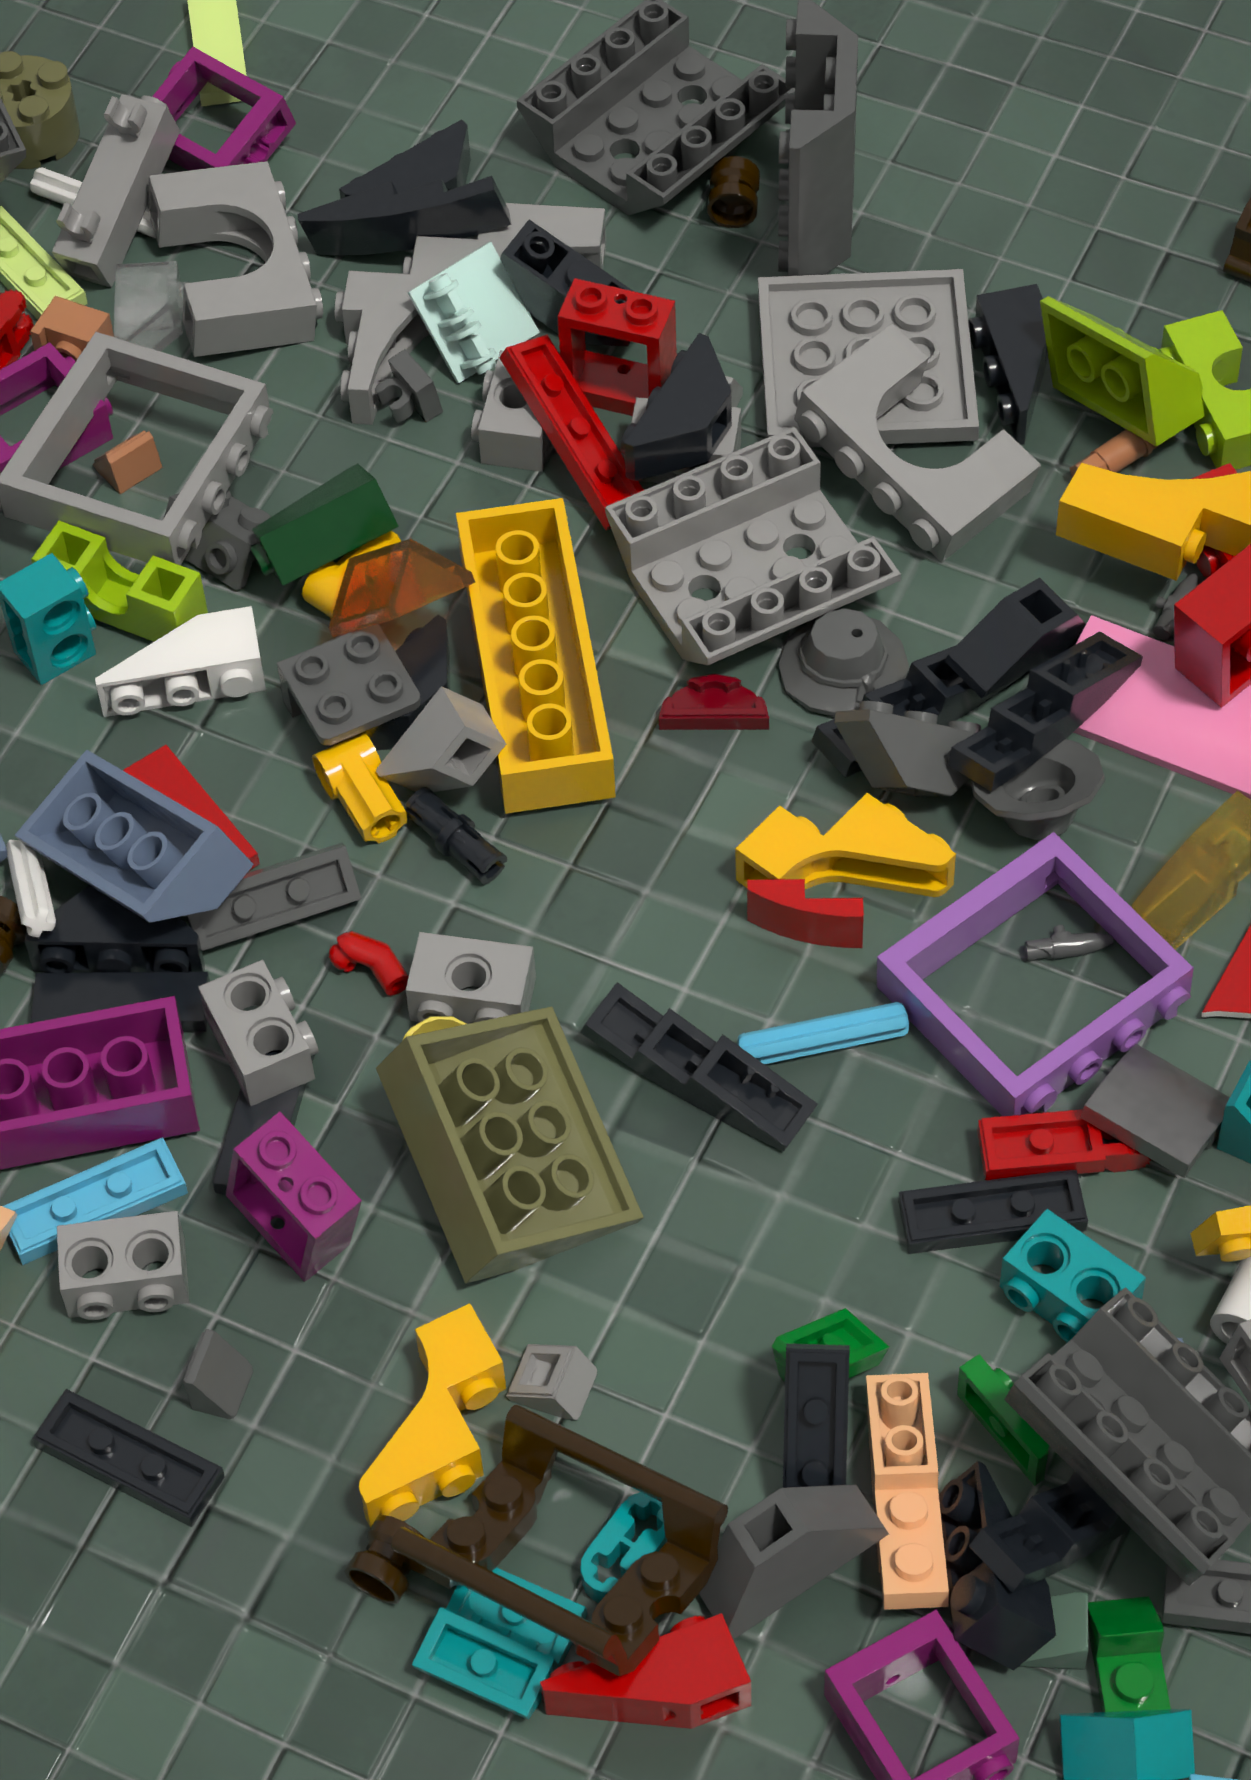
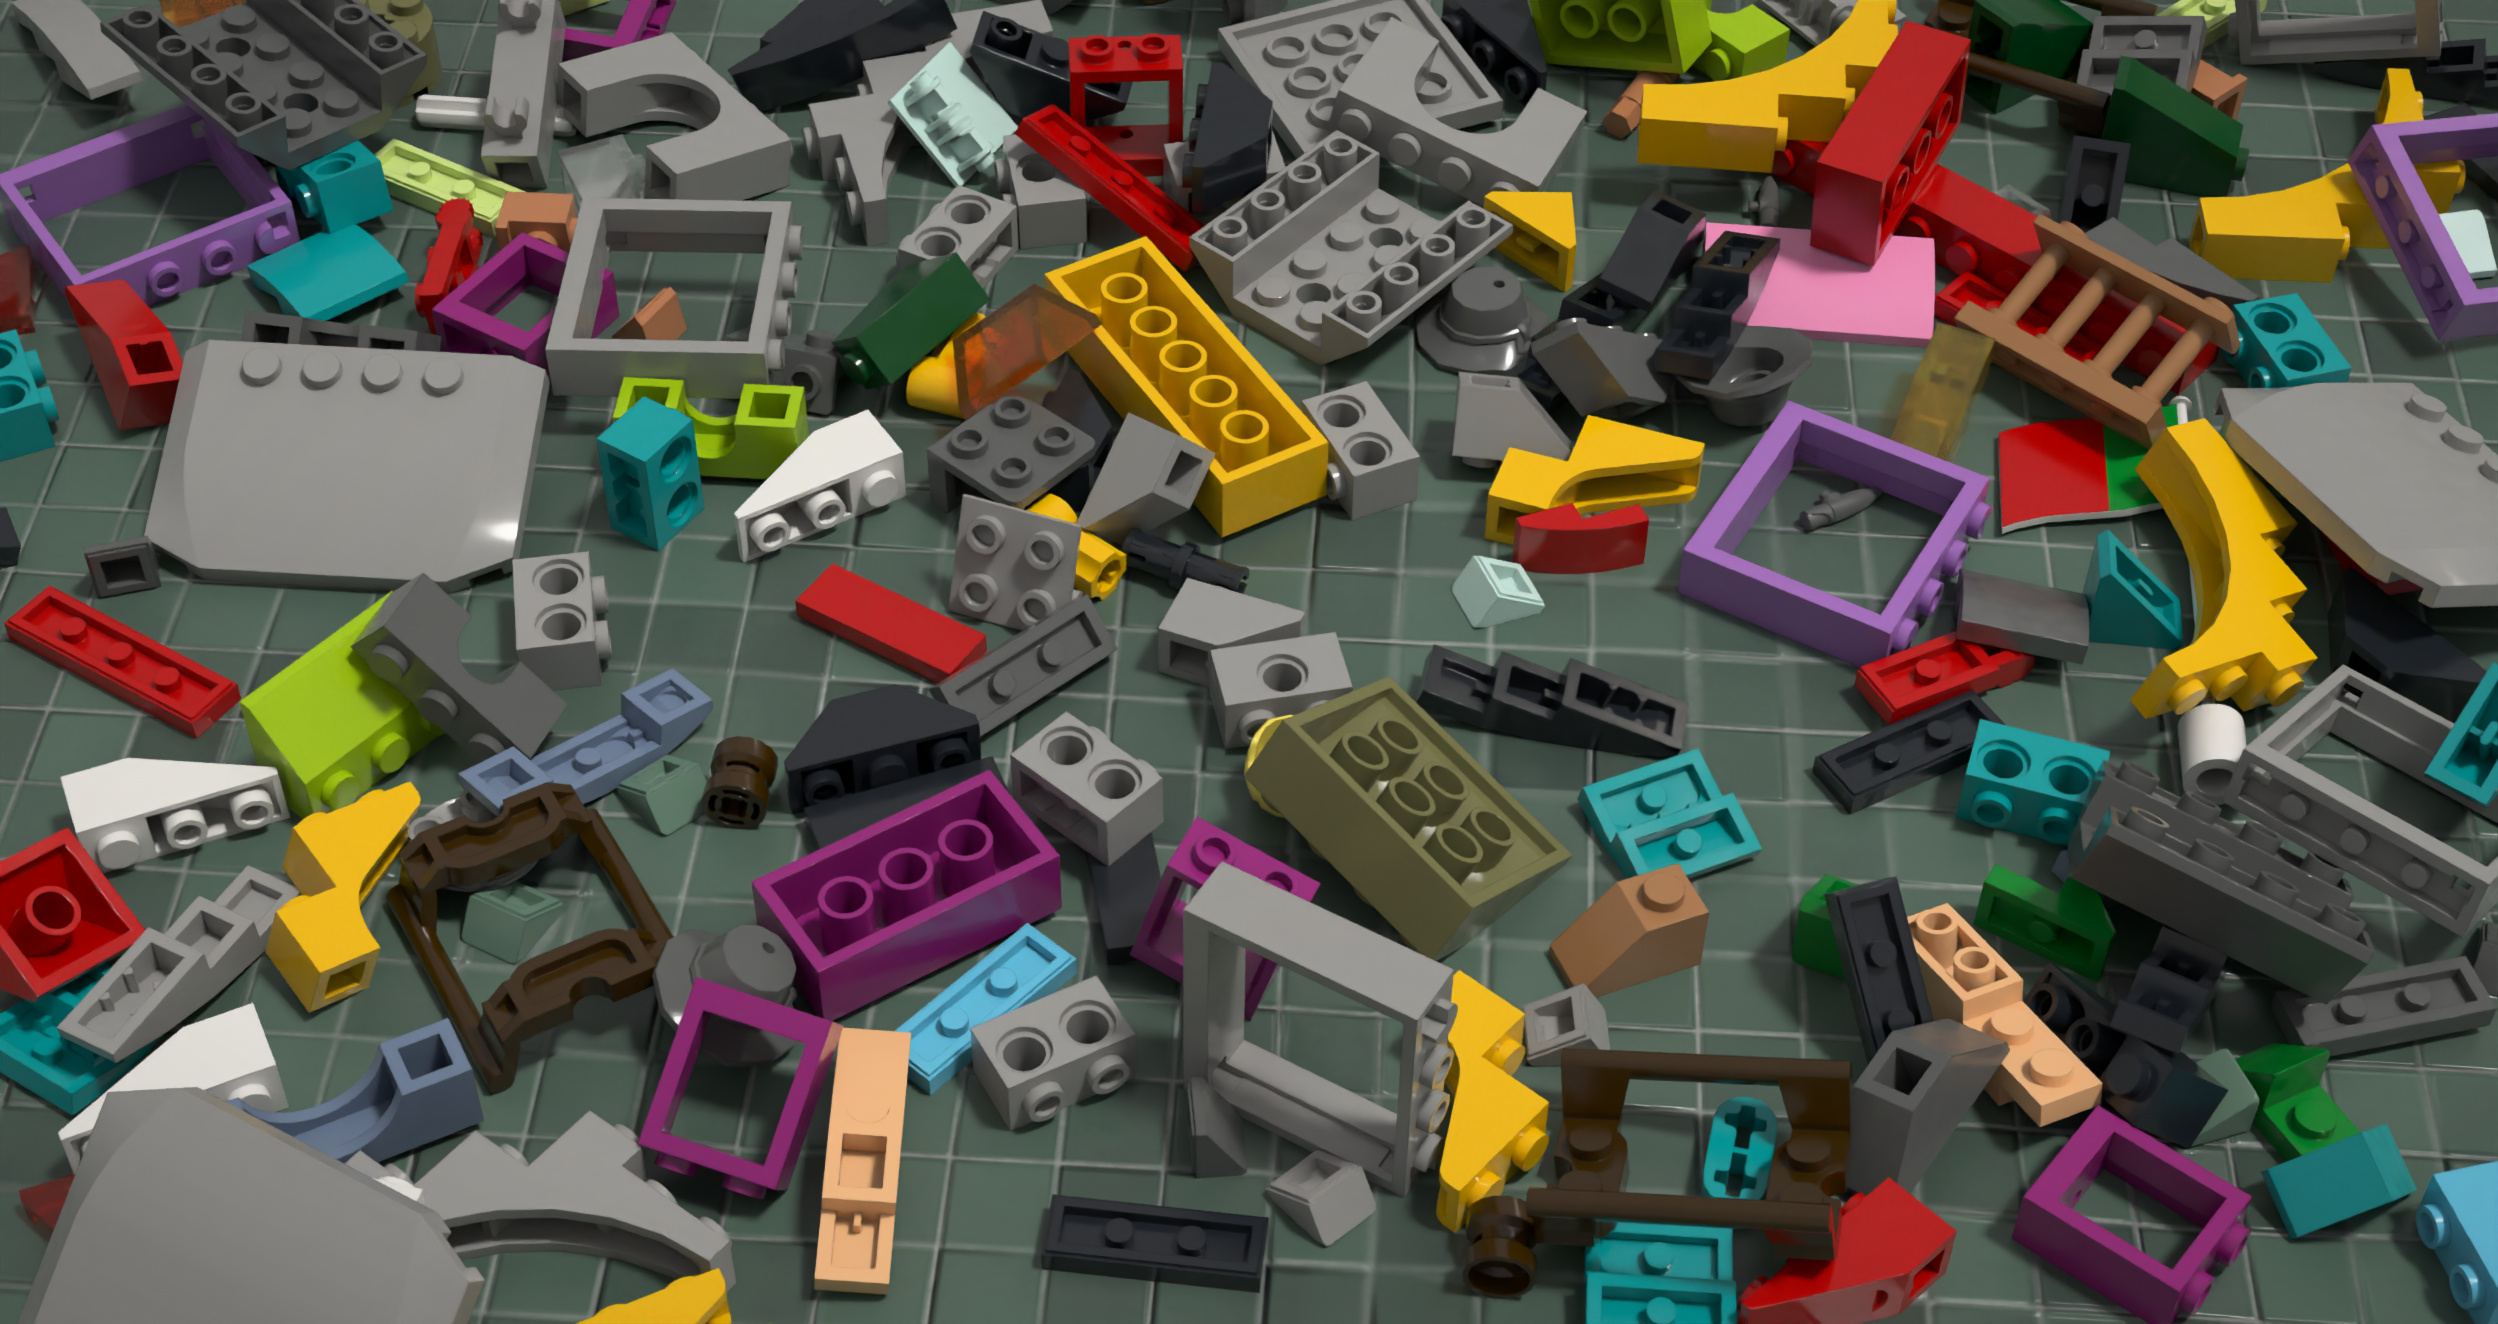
camera: 25 degrees left, 10 degrees down
(30, 888) = (764, 720): white axle -> none
(134, 843) = (868, 636): sand blue slope -> none
(279, 1462) = (1324, 1196): none -> light grey slope
(295, 1327) = (1247, 913): none -> light grey window
(300, 798) = (1012, 564): none -> light grey hinge
(372, 953) = (1161, 695): red arm -> none
(412, 387) = (916, 190): dark grey tile -> none
(419, 452) = (966, 223): none -> light grey brick
(449, 904) = (1217, 618): none -> light grey slope
(643, 1313) = (1634, 933): none -> medium nougat slope
(658, 763) = (1368, 453): none -> light grey brick
(713, 940) = (1495, 592): none -> light aqua slope
(714, 704) = (1395, 388): dark red tile -> none
(740, 1213) = (1668, 817): none -> teal slope
(796, 772) = (1501, 414): none -> light grey slope
(826, 1033) = (1665, 637): medium azure axle -> none
(938, 578) = (1541, 234): none -> yellow slope

